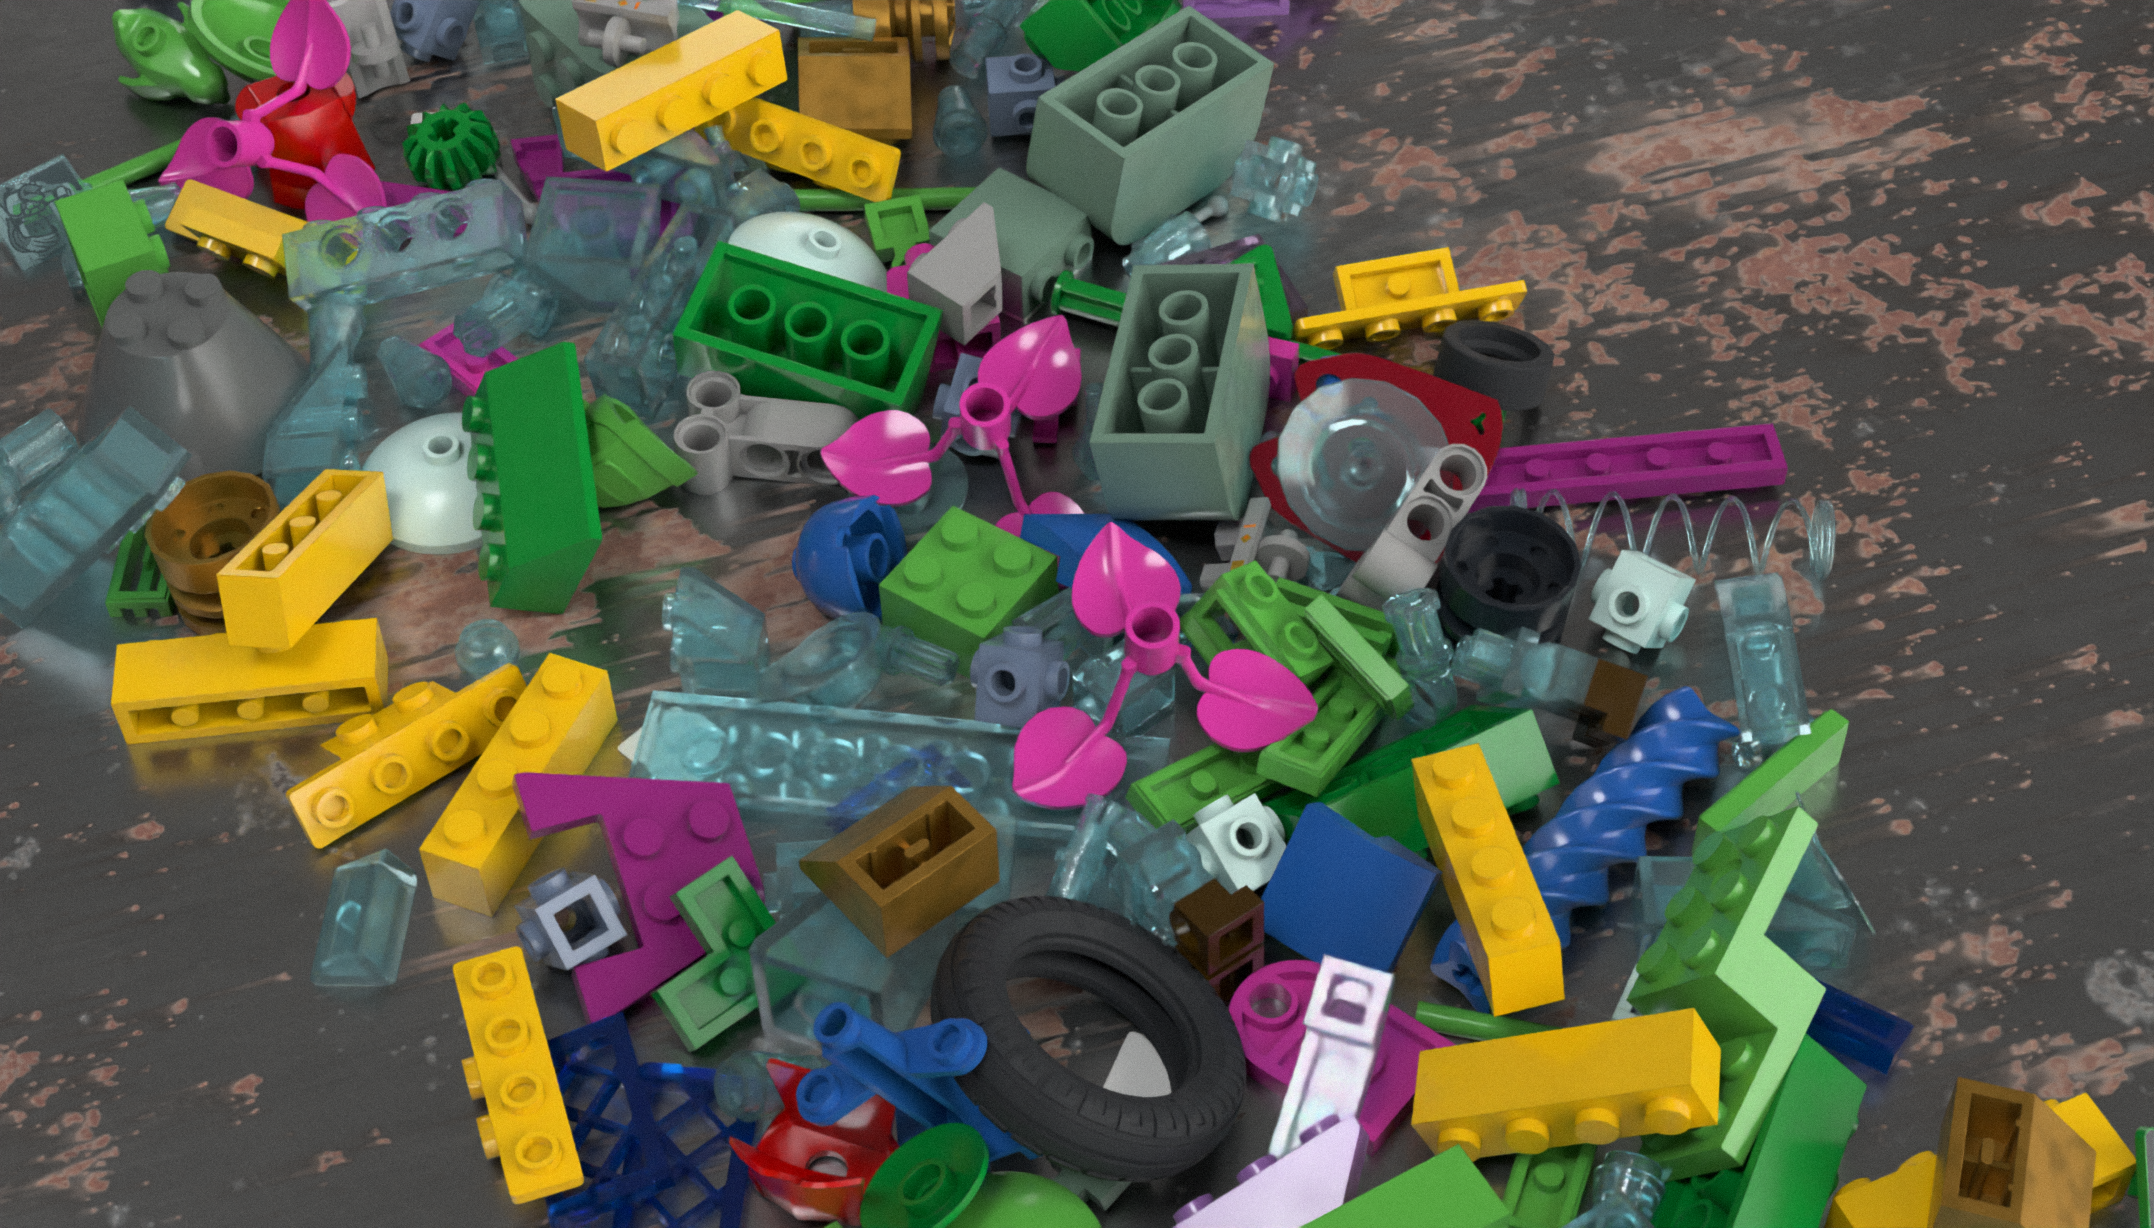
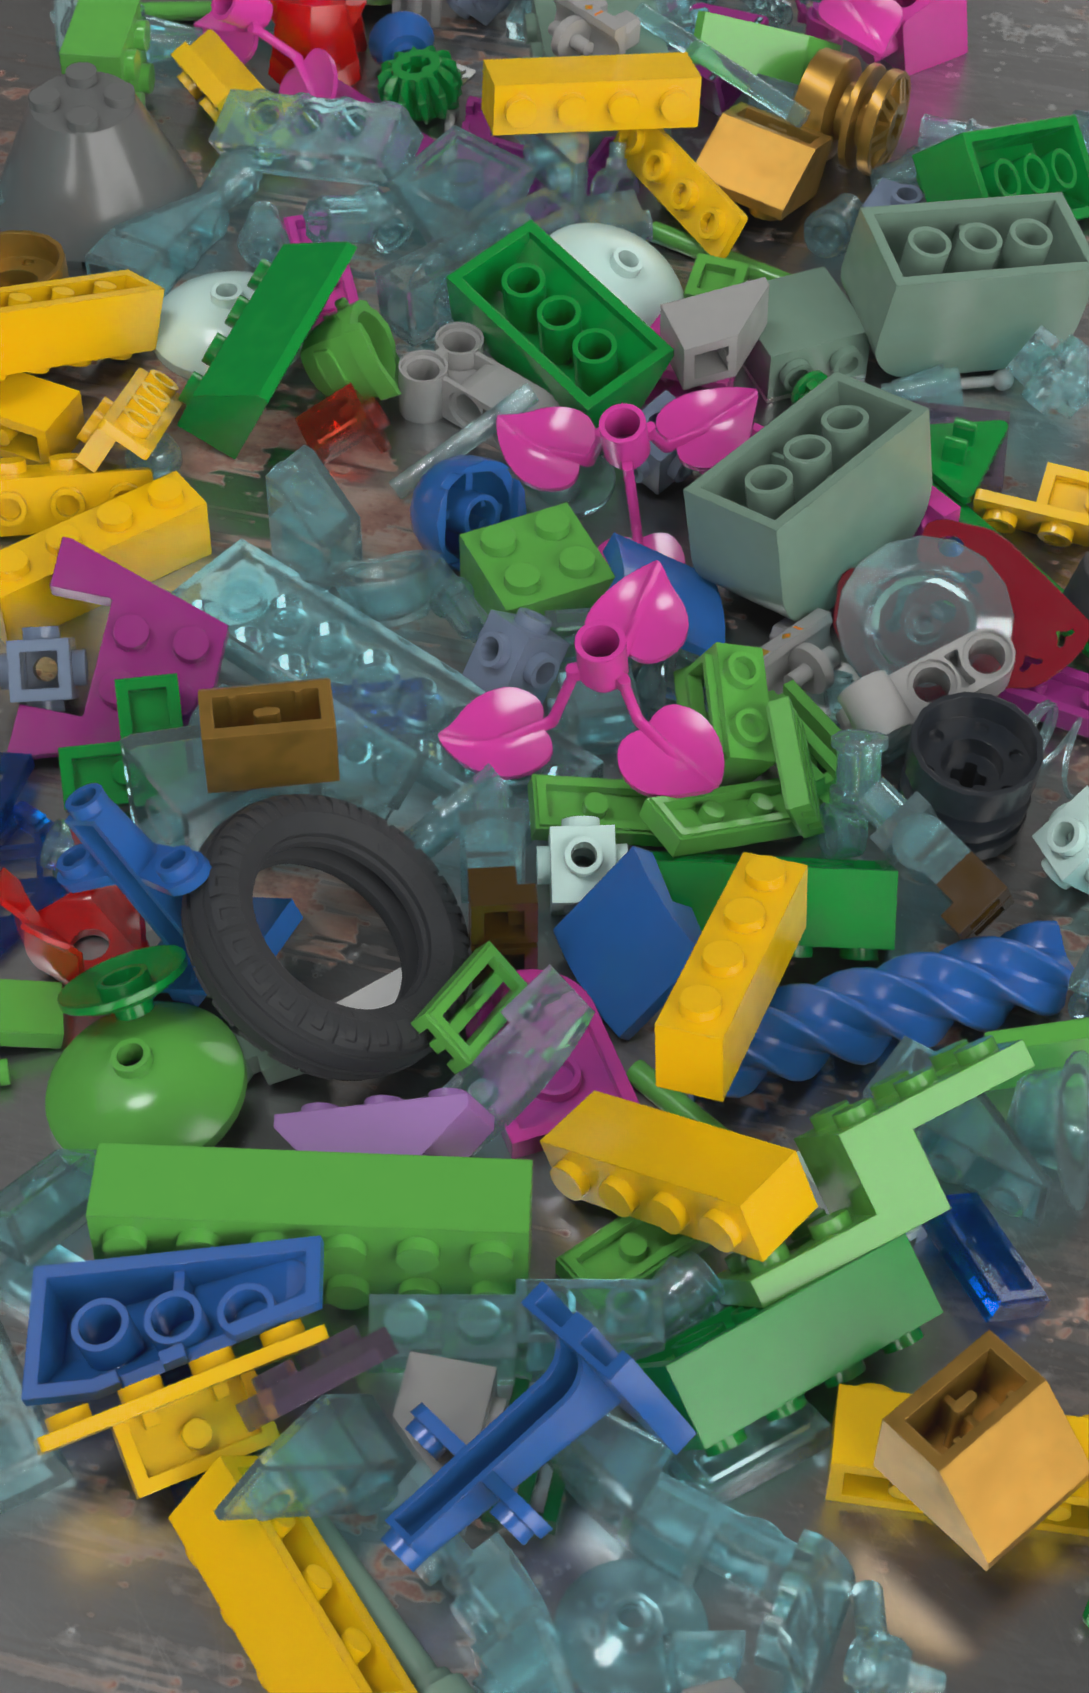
camera: 30 degrees right, 0 degrees up
(393, 108) = (399, 33): none -> blue cone
(449, 621) = (133, 420): none -> yellow bracket
(654, 529) = (342, 423): none -> clear red bracket
(792, 493) = (464, 440): none -> clear light blue bar
(1246, 1030) = (447, 1033): none -> bright green tile

